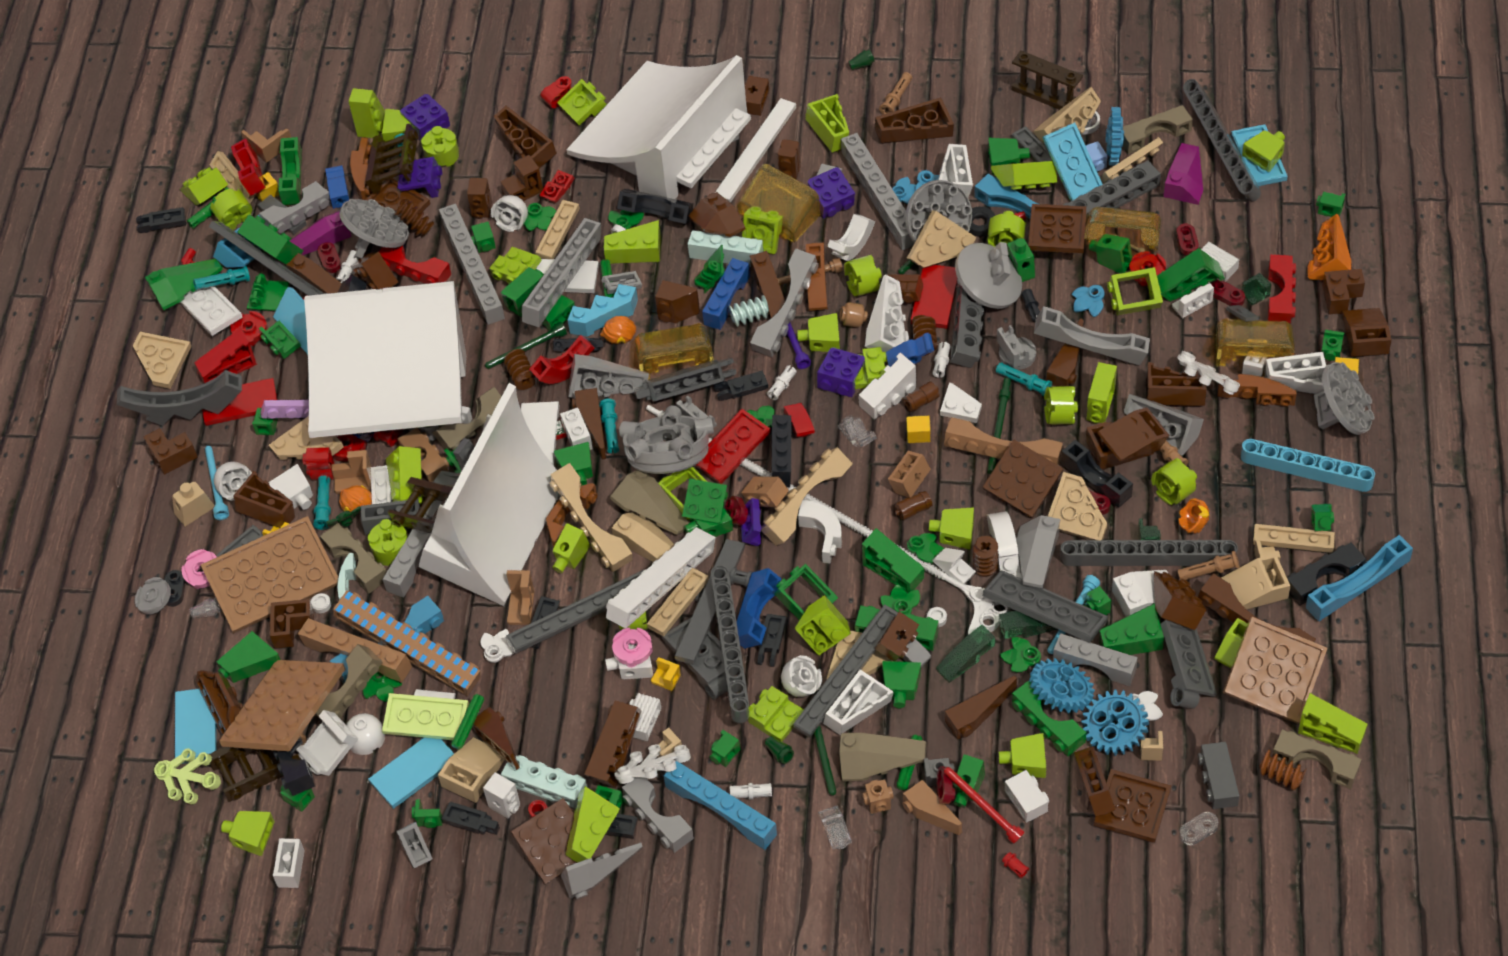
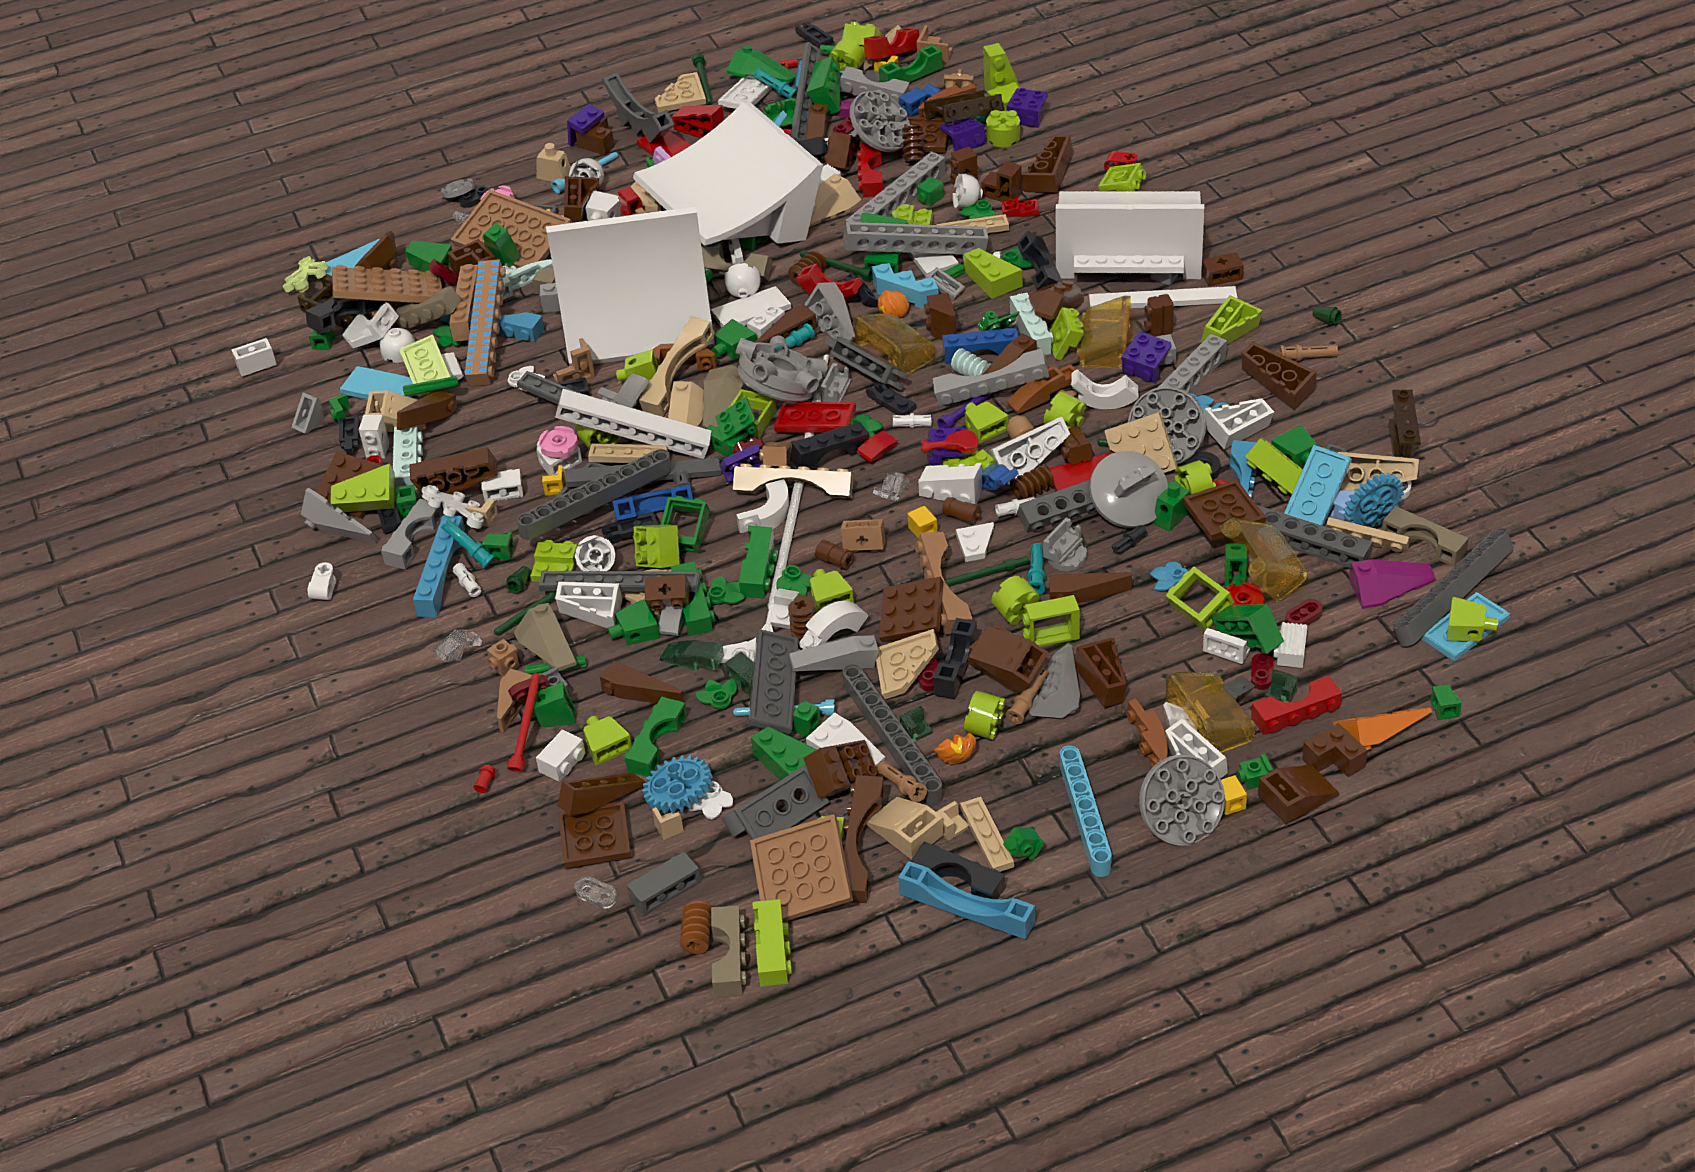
camera: 60 degrees right, 10 degrees down
(119, 324) = (699, 61): none -> dark green piece
(154, 448) = (583, 121): none -> dark purple bracket
(250, 830) = (276, 328): lime torso -> none
(287, 653) = (448, 275): none -> dark red plate
(298, 586) = (501, 245): none -> green slope
(338, 146) = (958, 79): none -> medium nougat hips
(595, 569) = (628, 393): none -> light grey bracket
(677, 912) = (322, 582): none -> white piece
(723, 767) = (474, 549): none -> teal pin
(853, 356) = (962, 440): none -> red piece
(938, 614) = (724, 622): white tile -> none
(1061, 685) = (679, 715): dark azure gear -> none
(1117, 665) = (740, 743): light grey arch -> none
(1125, 347) = (1118, 609): light grey arch -> none
(1207, 373) = (1142, 667): white plant -> none

